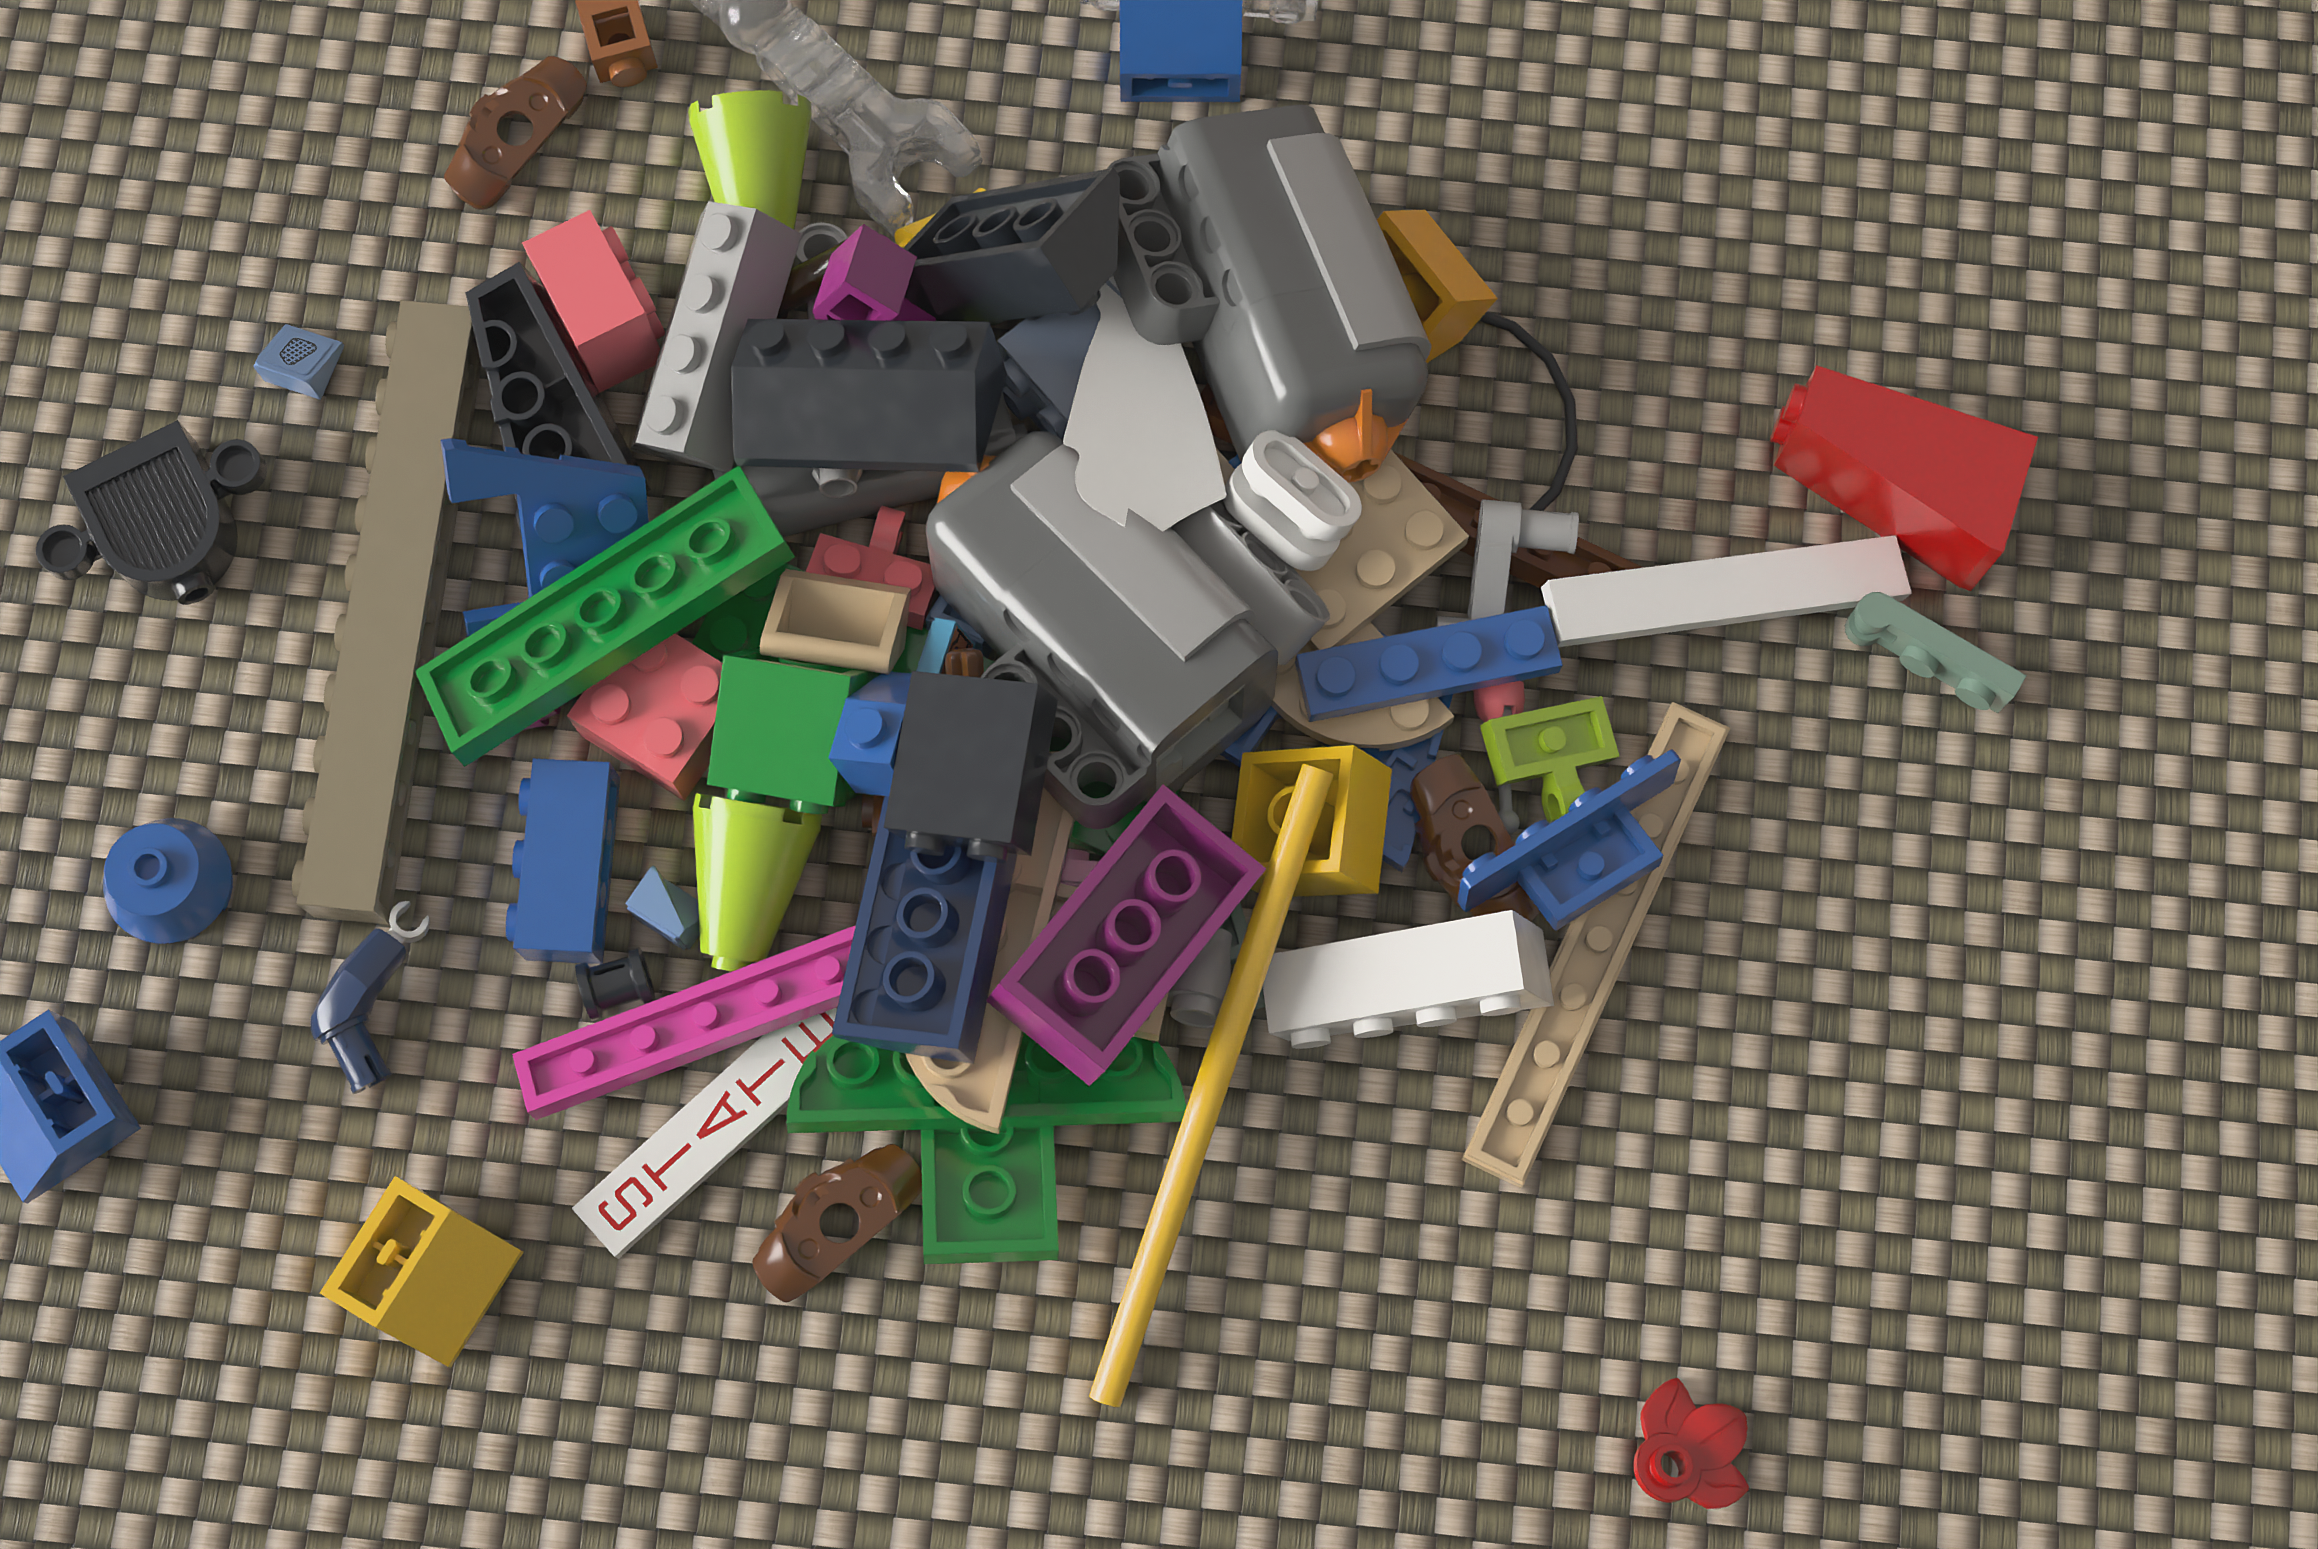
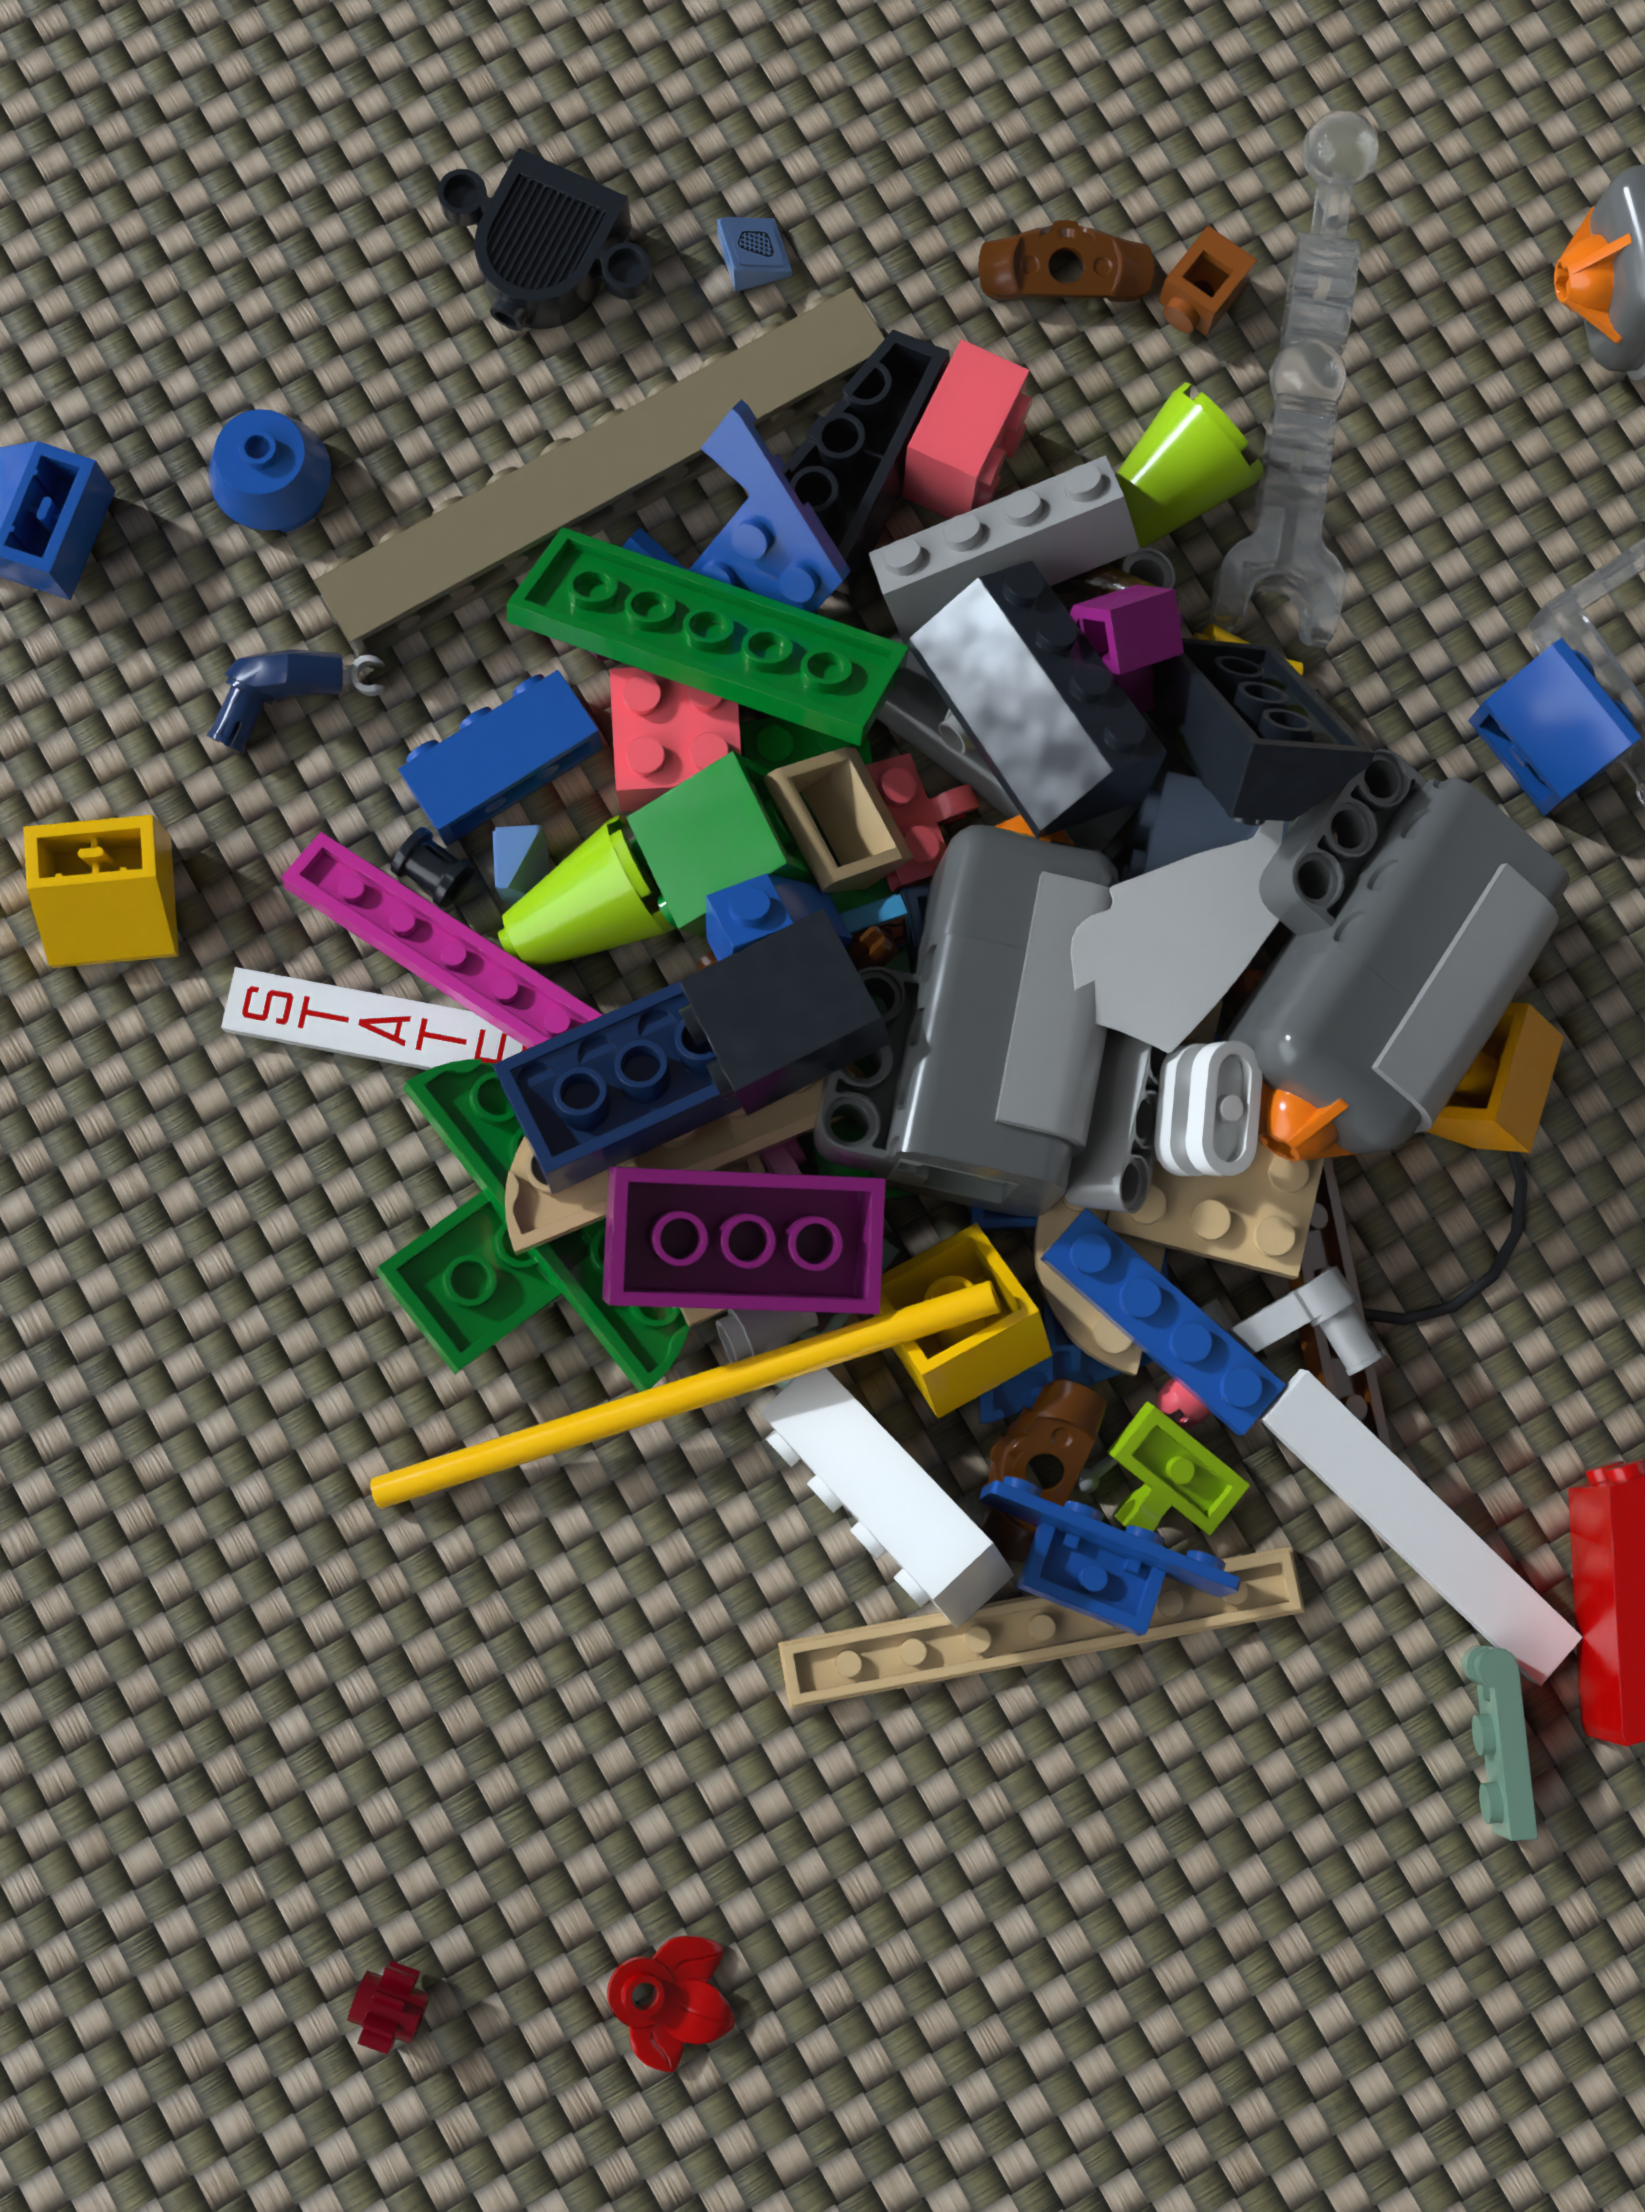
camera: 50 degrees right, 5 degrees up
(797, 1251) = (322, 1167): reddish brown piece -> none

